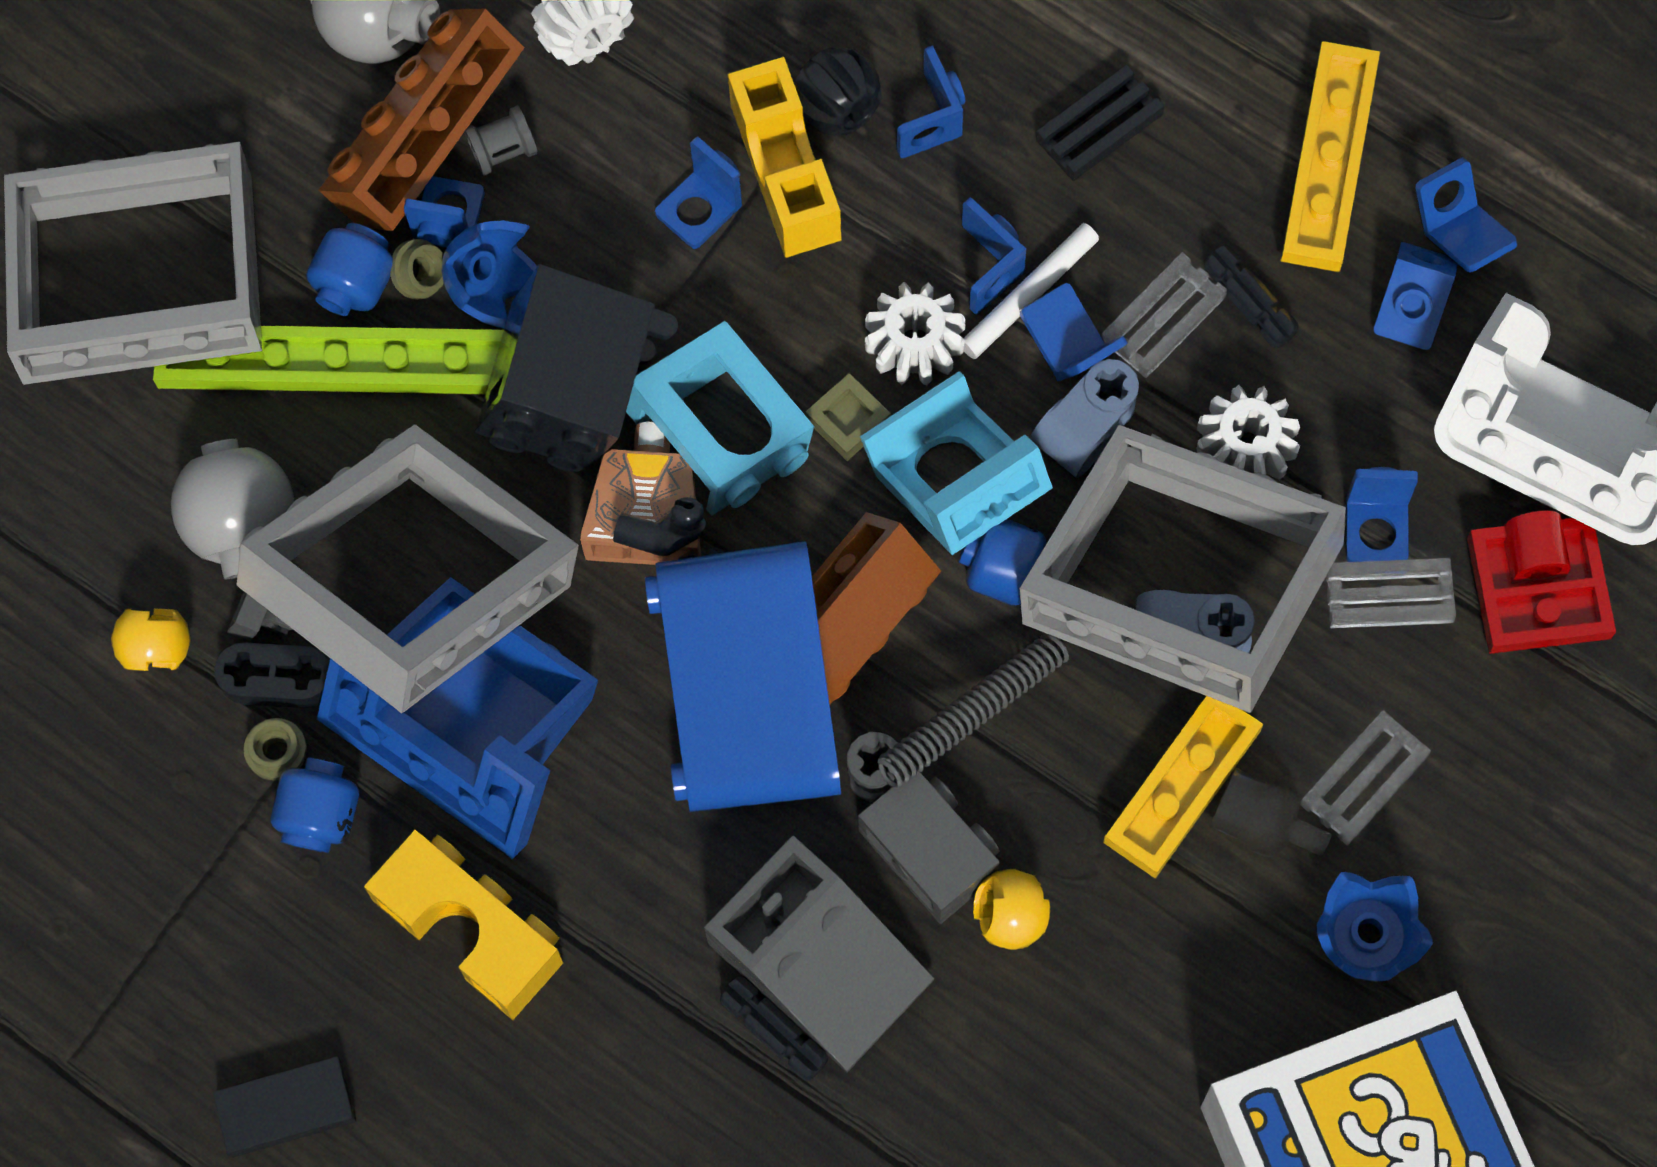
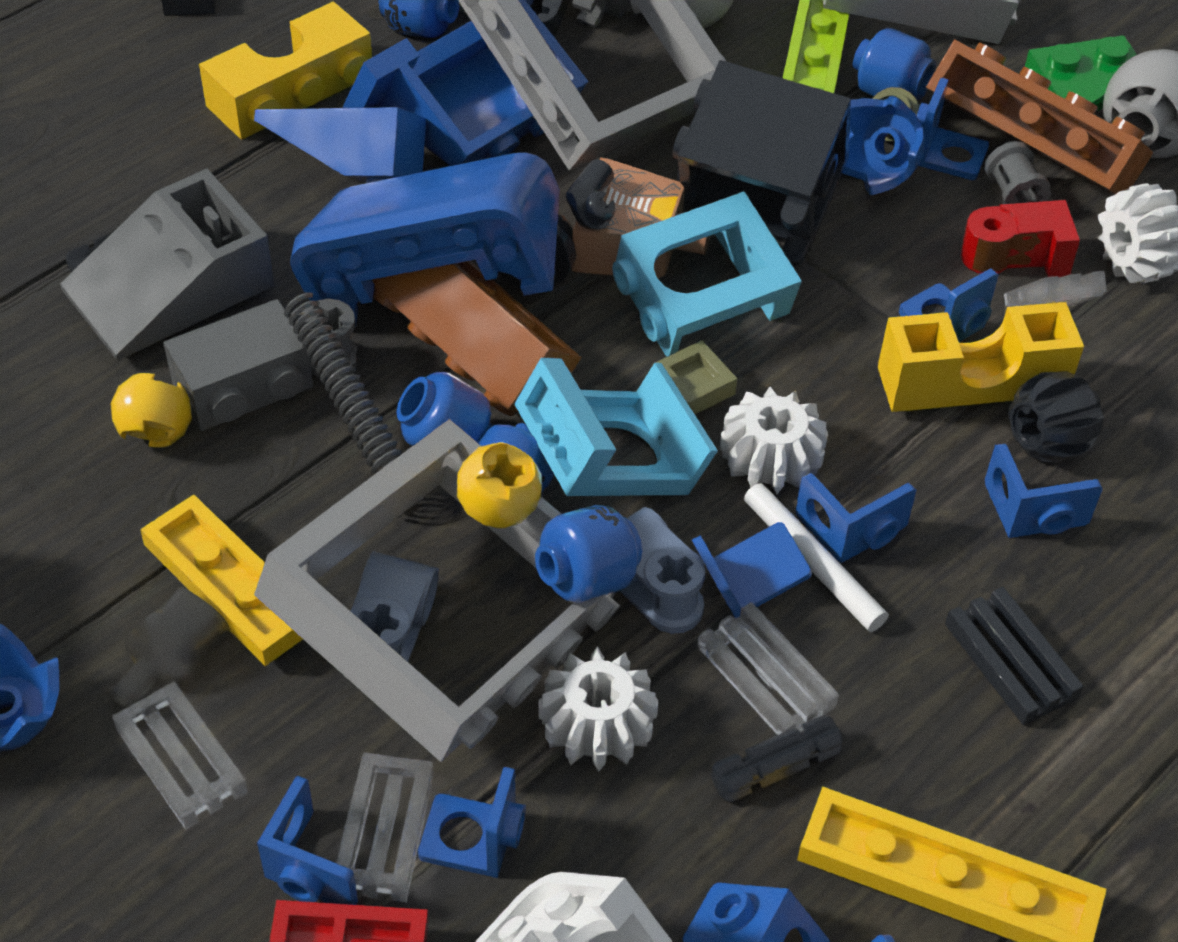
camera: 95 degrees right, 20 degrees down
(304, 84) = (1081, 66): none -> green wing
(590, 809) = (354, 141): none -> slope
(593, 152) = (1021, 237): none -> red leg
(685, 84) = (1069, 289): none -> clear tile
(964, 626) = (436, 399): none -> blue head
(1097, 522) = (499, 485): none -> yellow piece
(1143, 440) = (588, 553): none -> blue head
(1442, 662) = (295, 870): none -> blue bracket

